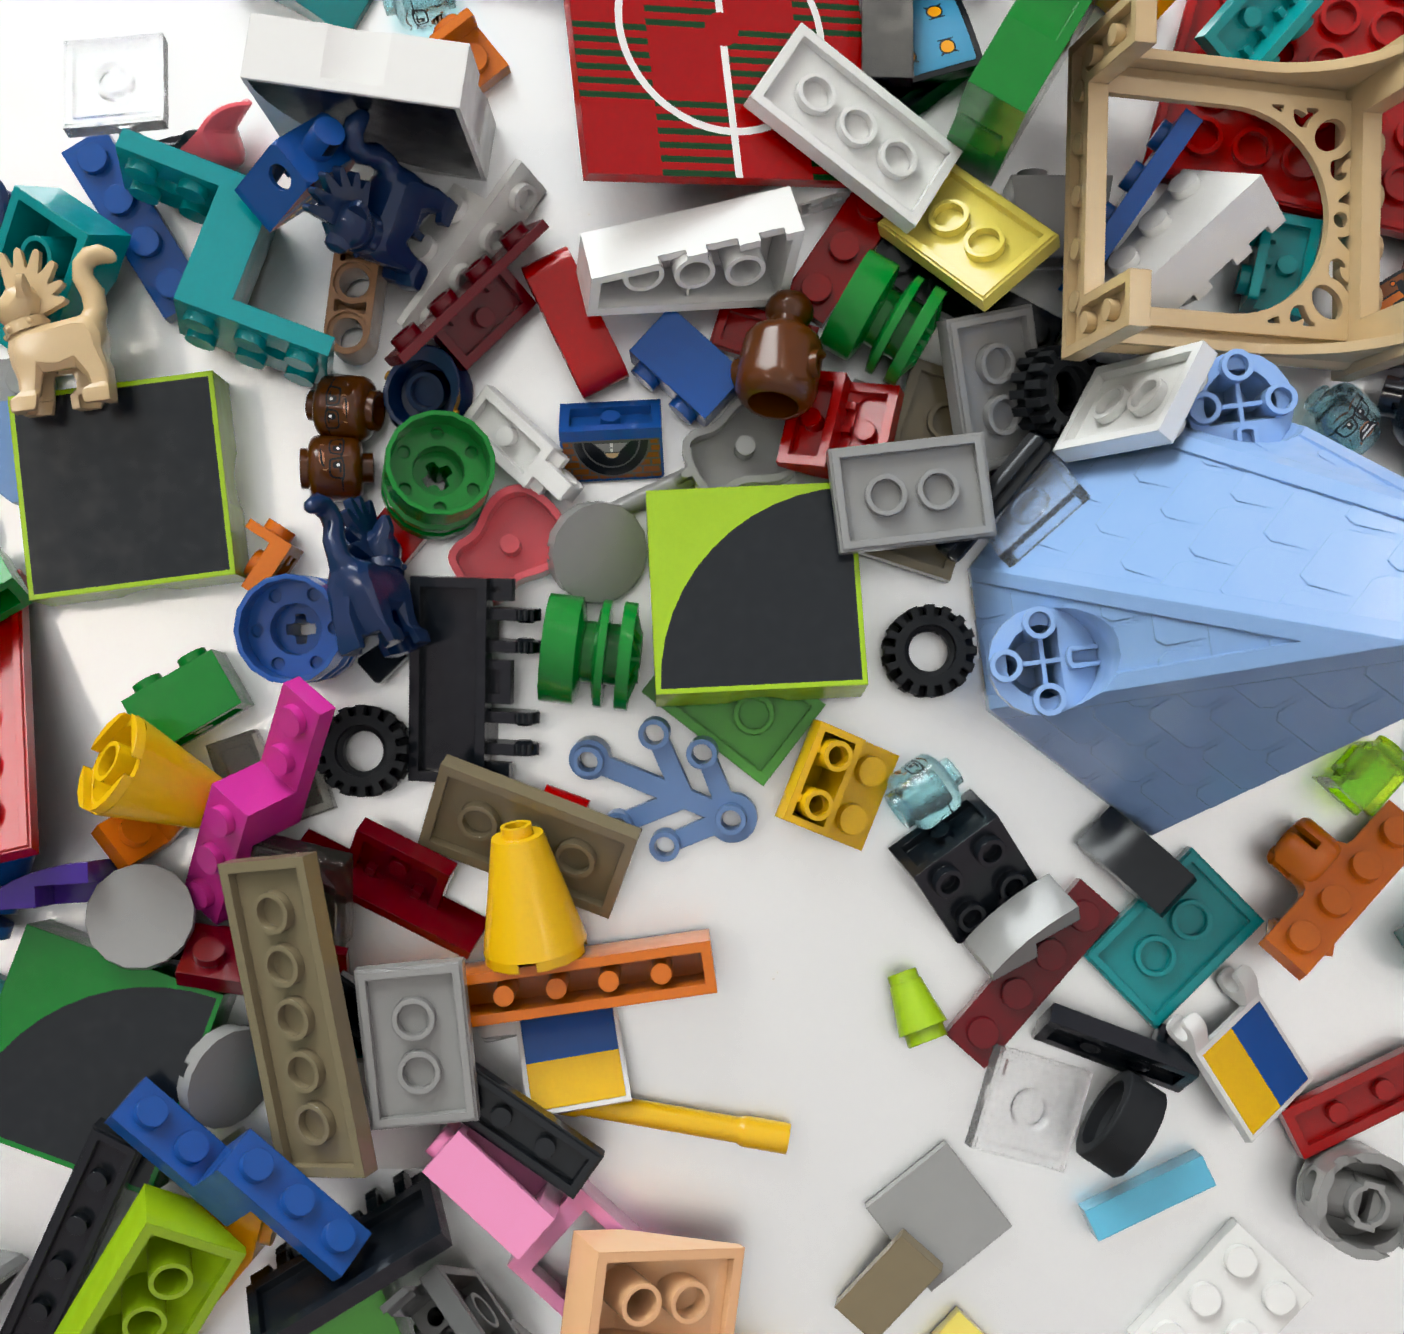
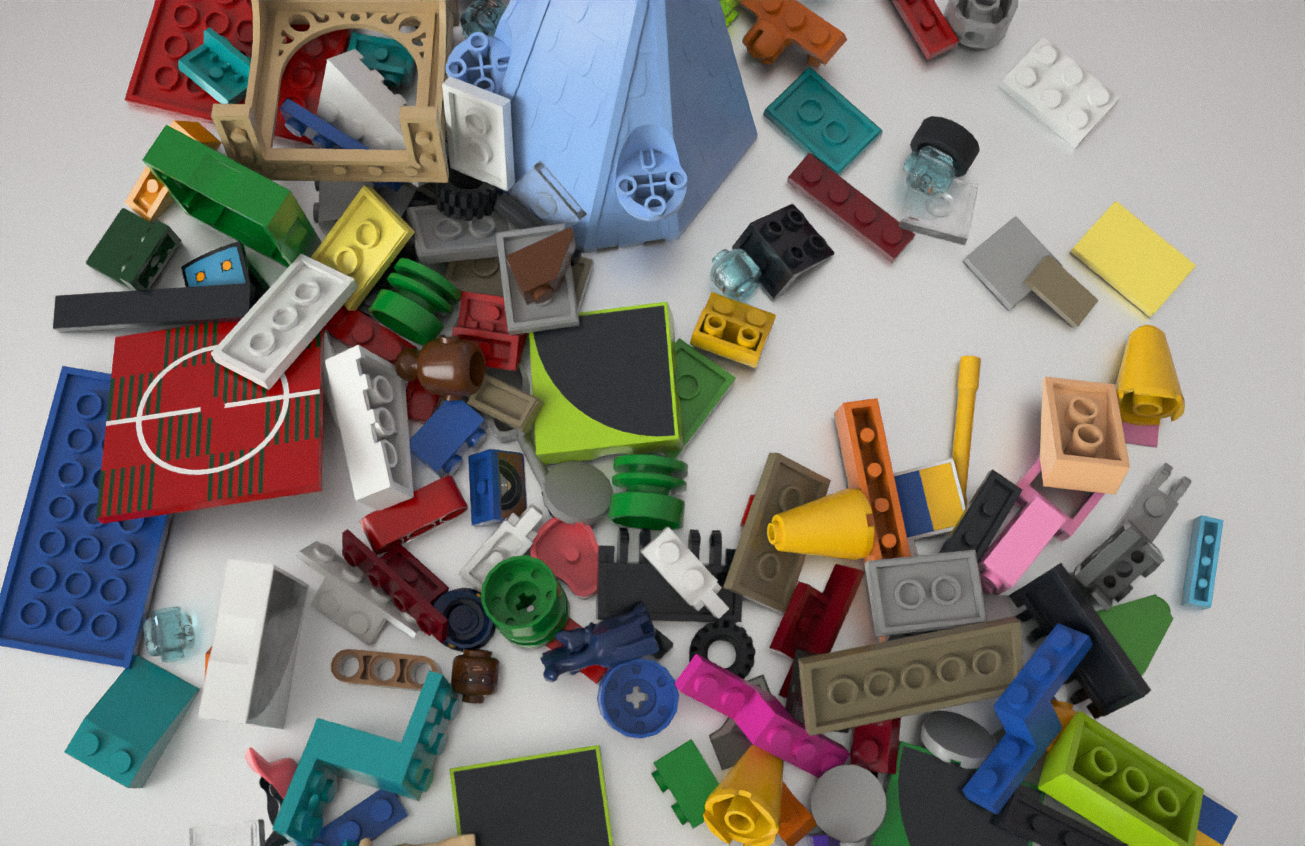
camera: 95 degrees left, 10 degrees down
(278, 556) = (592, 728): orange bracket -> none
(301, 156) = (295, 682): blue torso -> none
(335, 467) = (519, 680): reddish brown head -> none
(378, 214) = (336, 640): dark blue animal -> none
(465, 29) = (206, 599): orange bracket -> none
(470, 700) = (684, 572): none -> white hinge
(672, 790) = (742, 440): medium blue plant -> none
(724, 449) = (506, 403): none -> dark tan tile
(915, 1009) = (879, 278): lime cone -> none
(920, 498) = (542, 266): none -> reddish brown slope
(958, 643) = (640, 254): black tyre -> none
(1011, 931) = (821, 212): light grey slope -> none
(1080, 1096) = (929, 171): none -> clear light blue head
(1136, 861) = (775, 140): black slope -> none
(1147, 1194) = (989, 135): medium azure piece -> none
(1152, 1059) = (900, 126): black hinge -> none
(1245, 1058) = (897, 75): flag -> none

